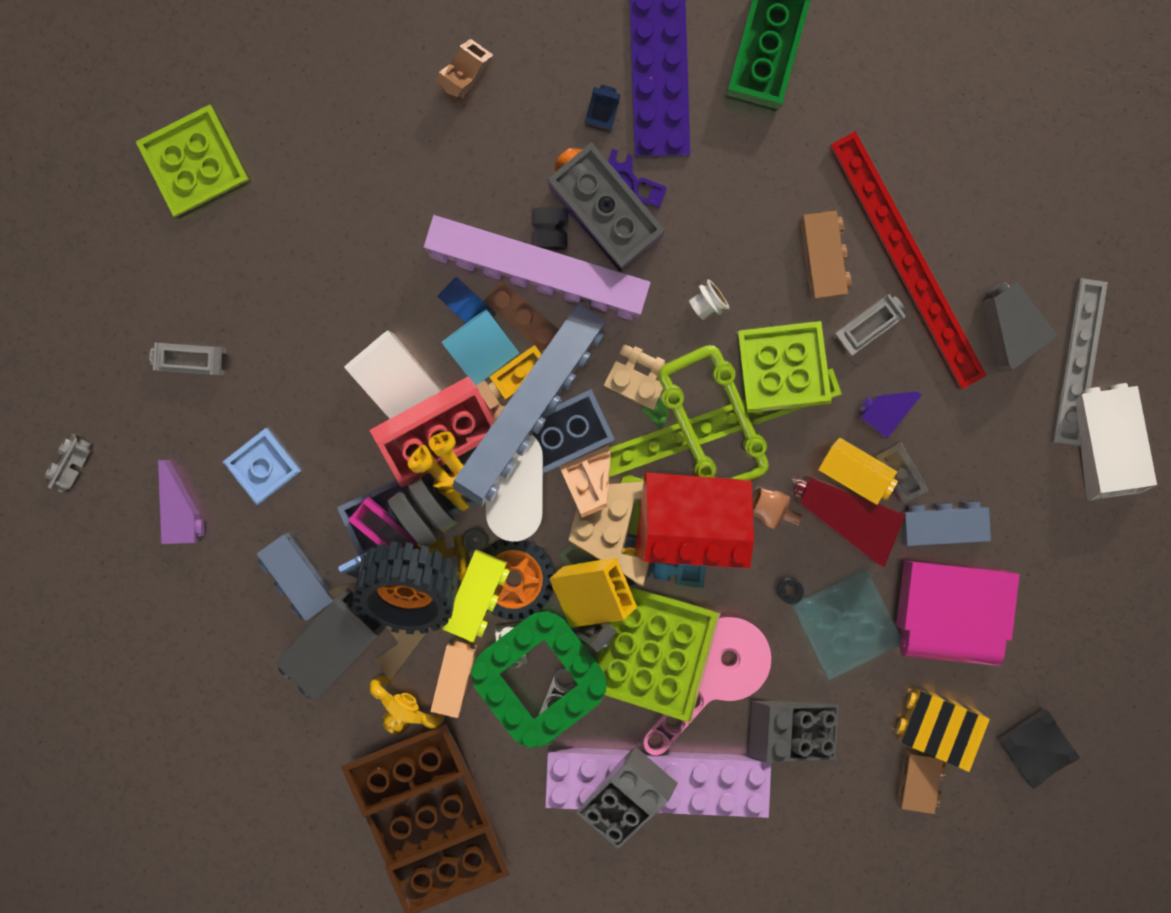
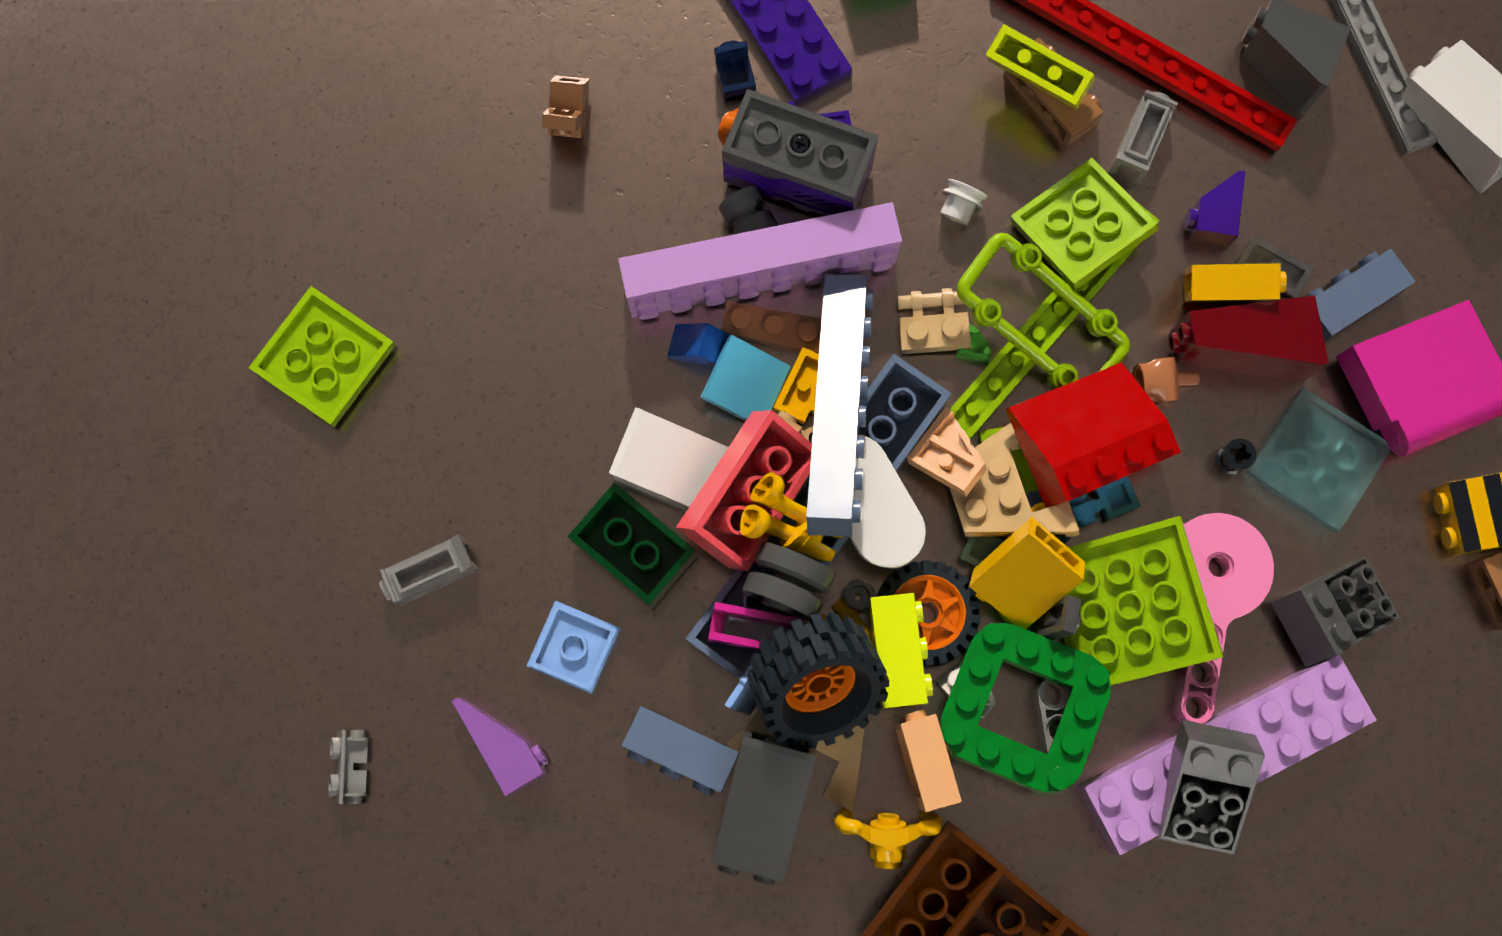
camera: 25 degrees left, 10 degrees down
(337, 421) = (632, 545): none -> dark green brick
(816, 238) = (1040, 67): none -> neon yellow brick

